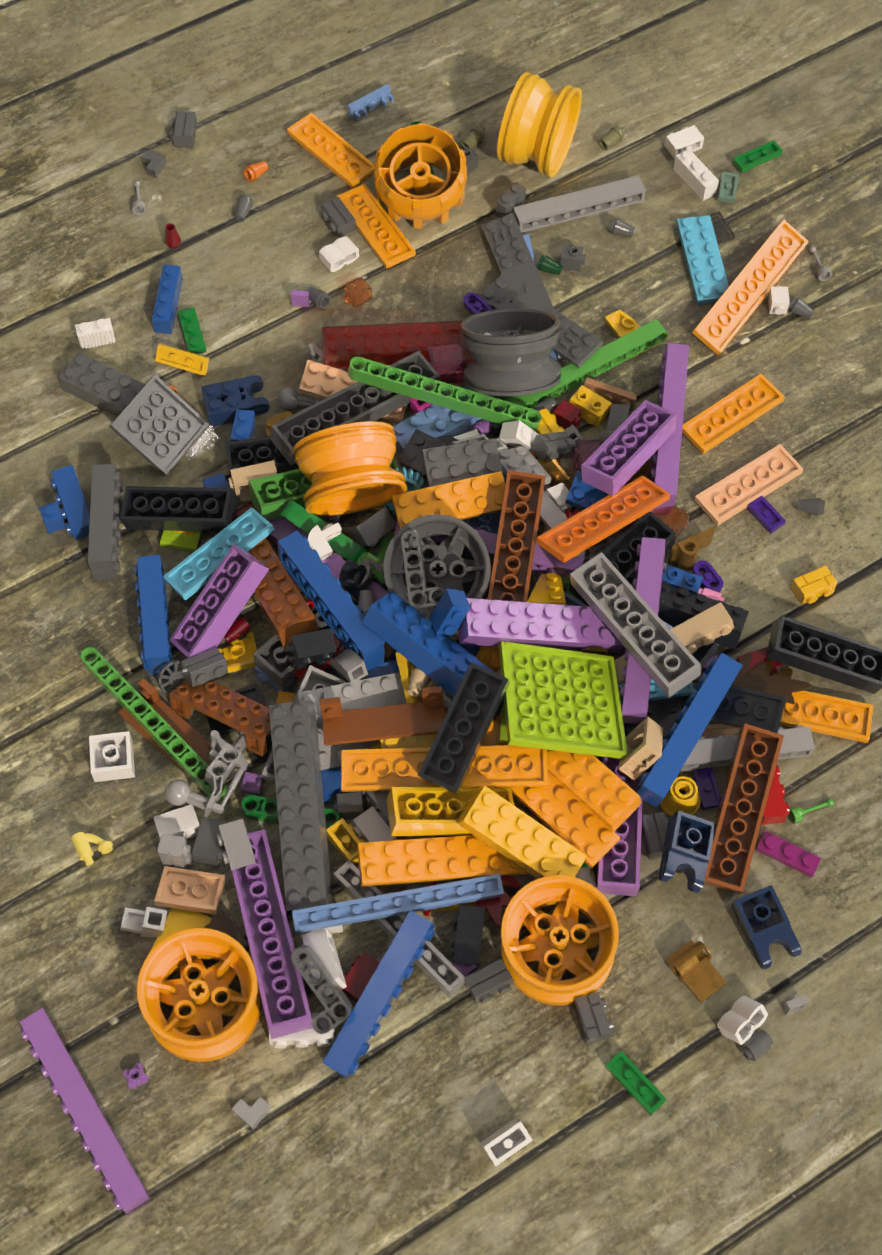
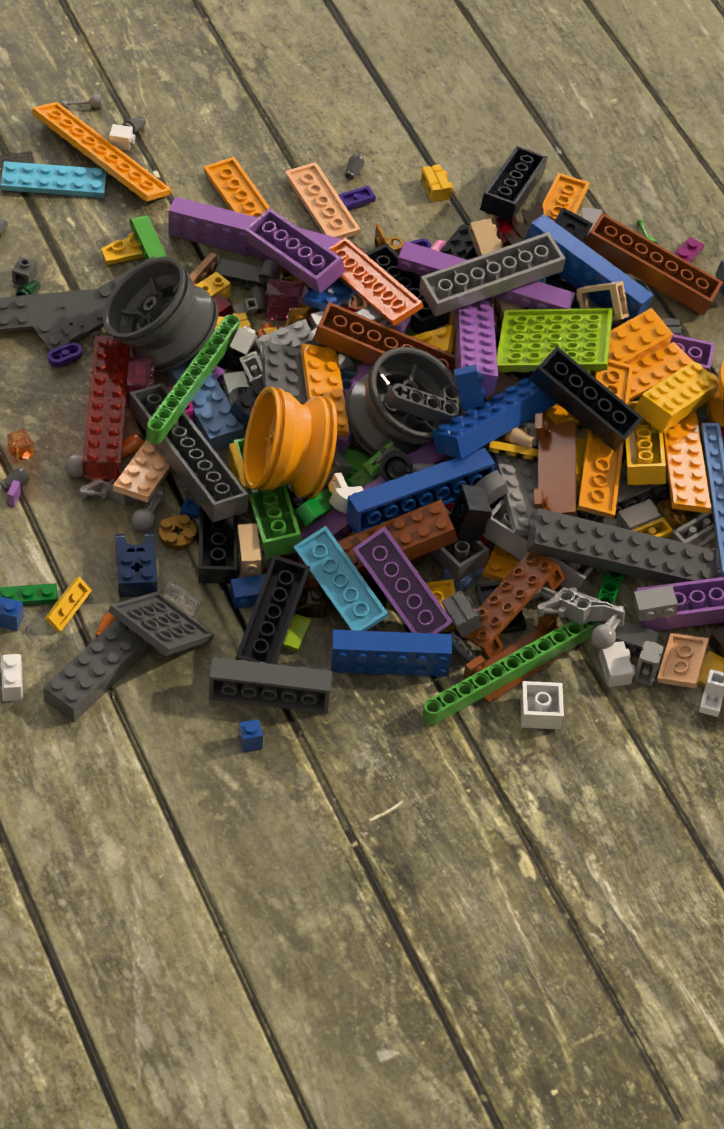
camera: 85 degrees left, 10 degrees down
(73, 501) = (225, 717): blue brick -> none
(83, 848) = (631, 742): light yellow plant -> none
(243, 425) = (177, 561): blue brick -> none
(553, 446) = (261, 318): dark grey brick -> none
(687, 849) = (686, 306): dark blue brick -> none

